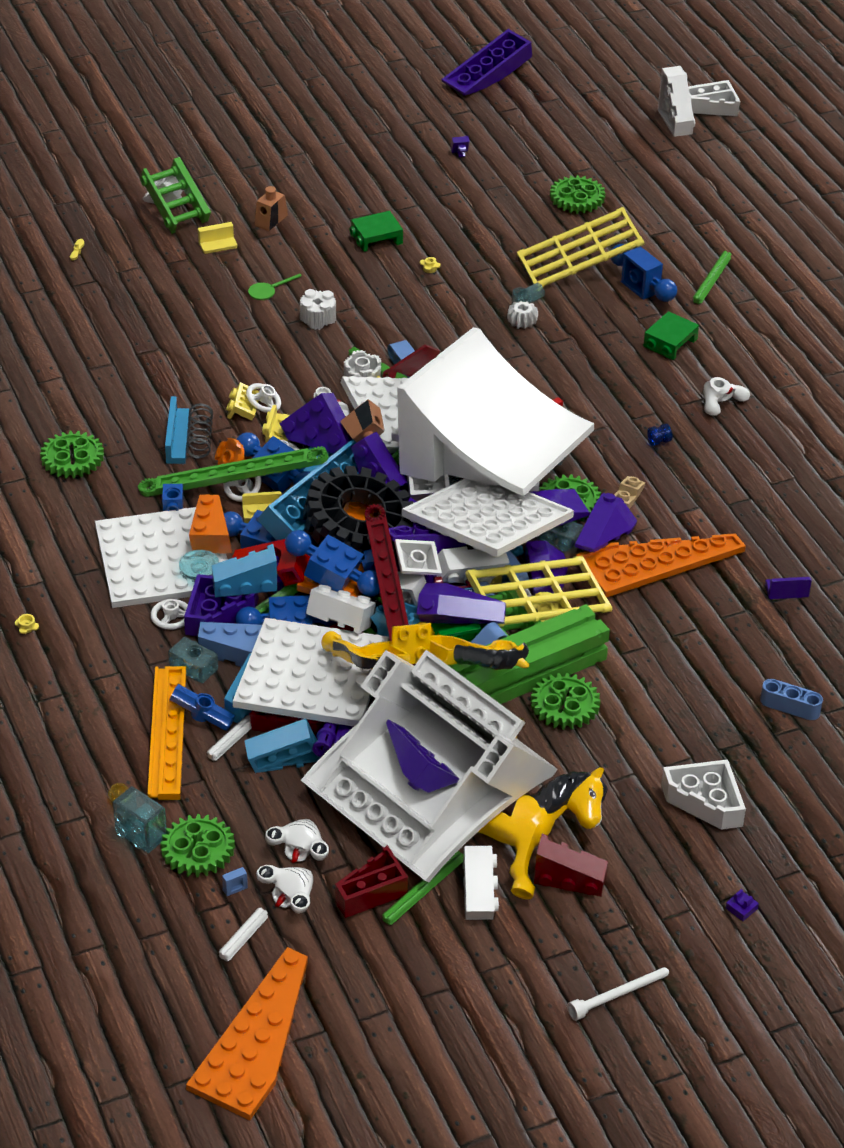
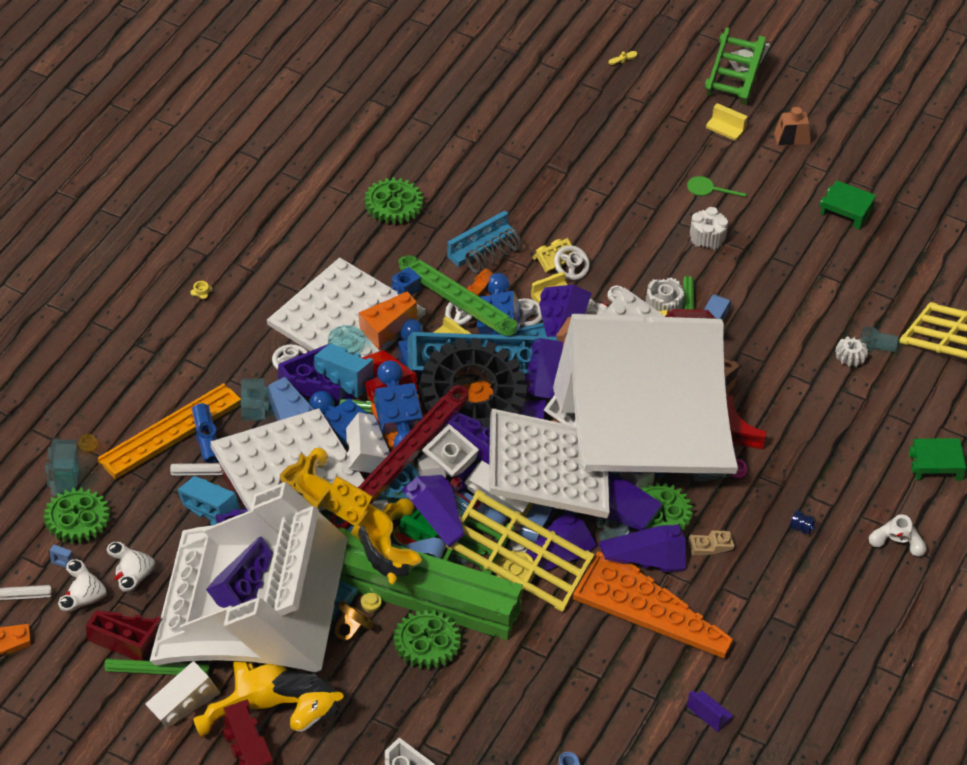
camera: 50 degrees right, 5 degrees up
(430, 265) = (848, 260): light yellow plate -> none

